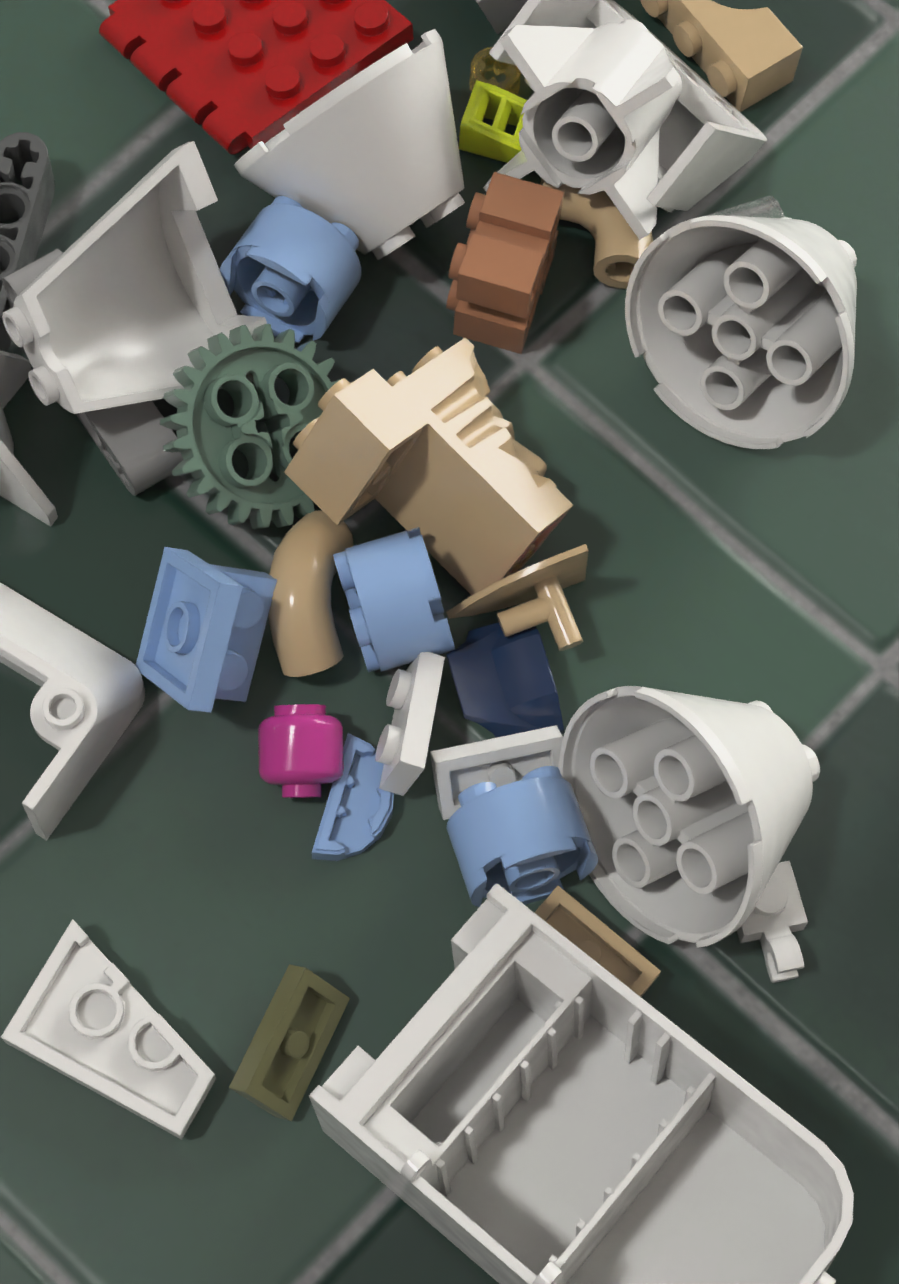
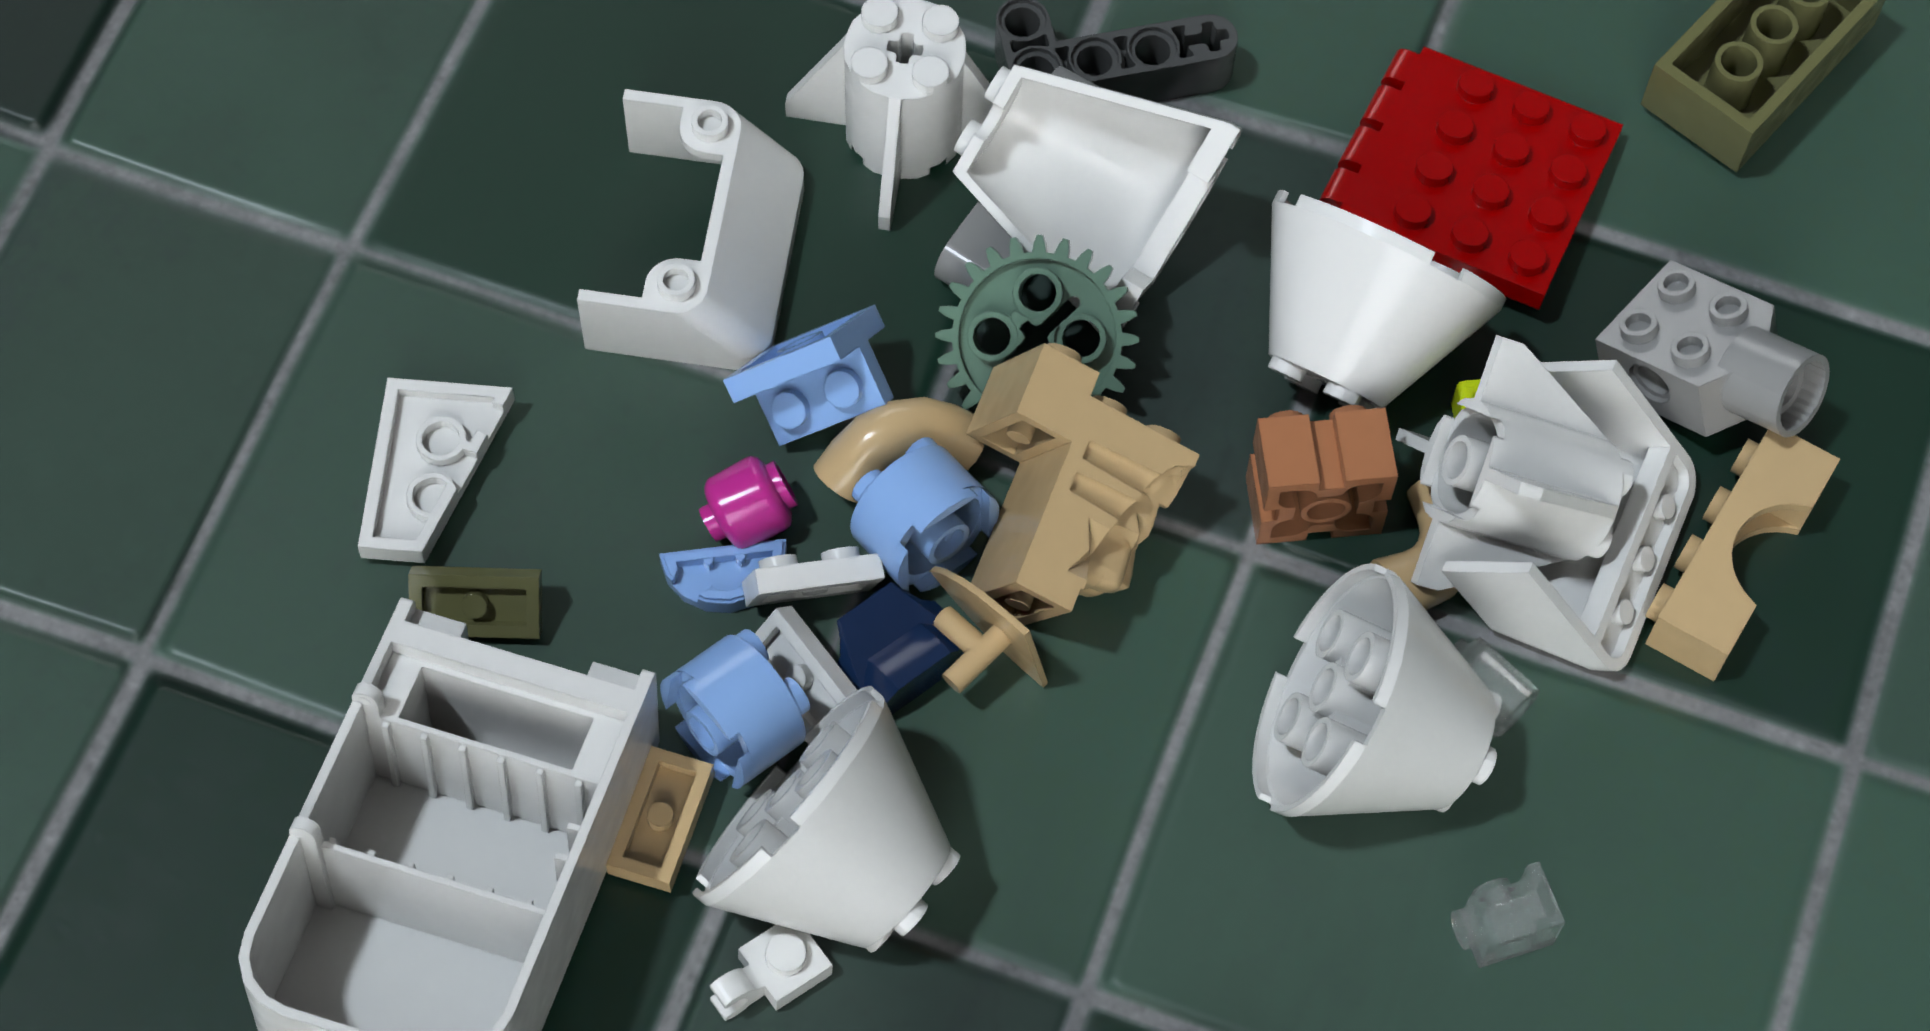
camera: 70 degrees right, 5 degrees down
(293, 268) = (1215, 301): light blue brick -> none

